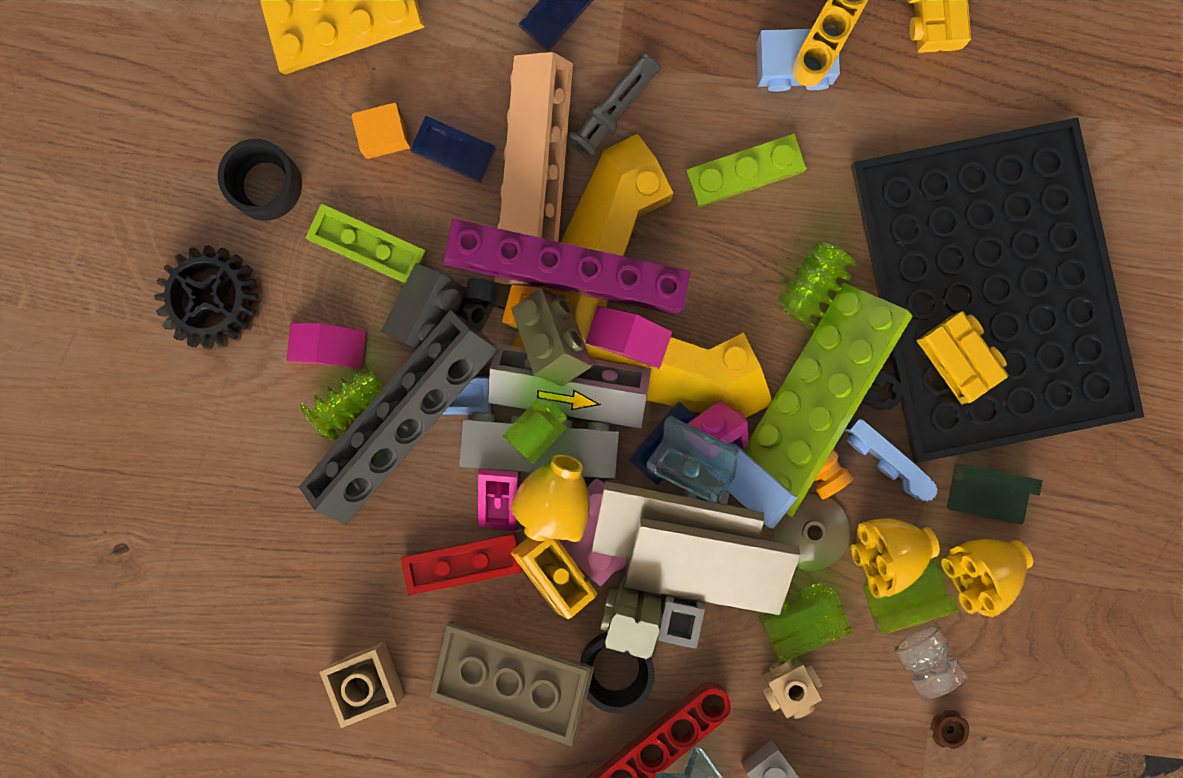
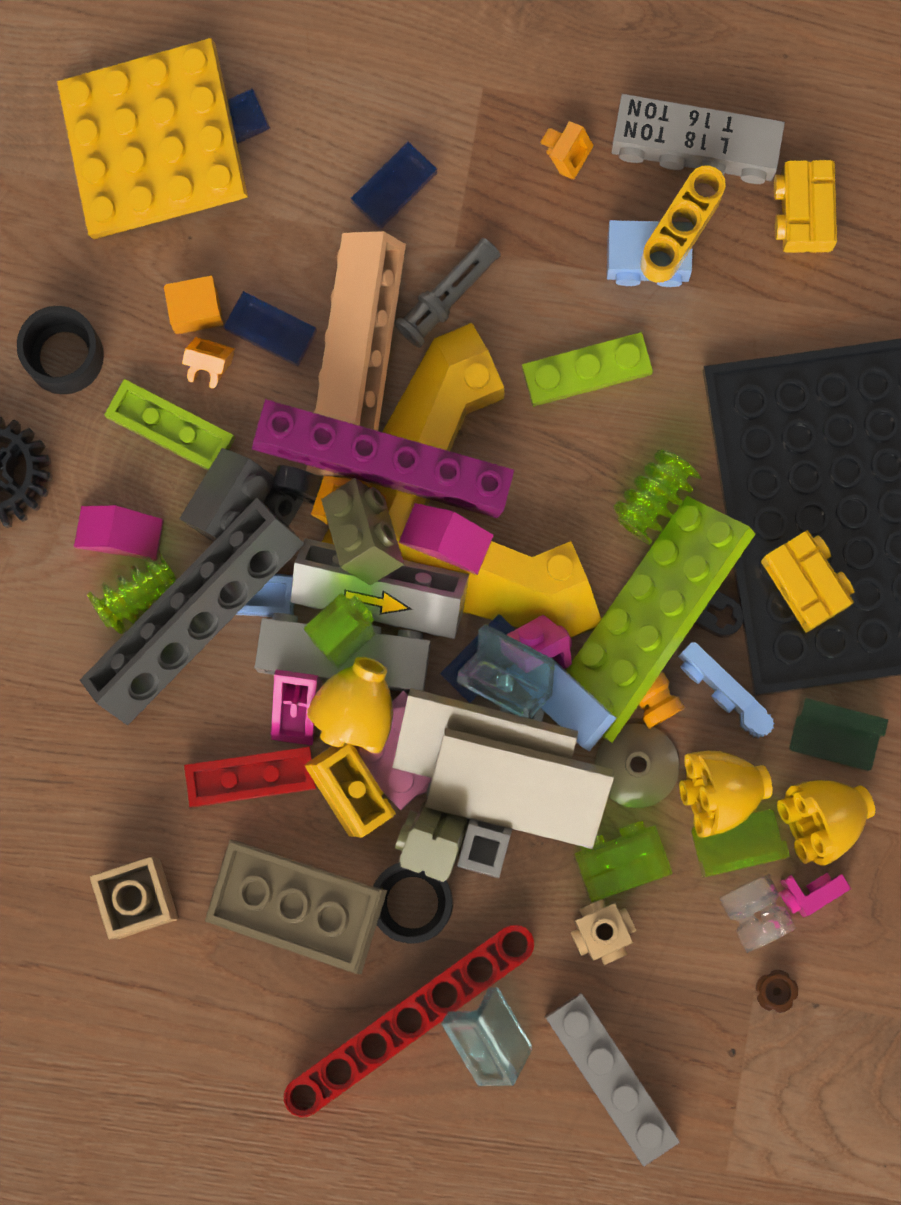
camera: 10 degrees right, 5 degrees down
(397, 178) = (209, 357): none -> light orange tile
(987, 640) = (821, 890): none -> dark pink bracket

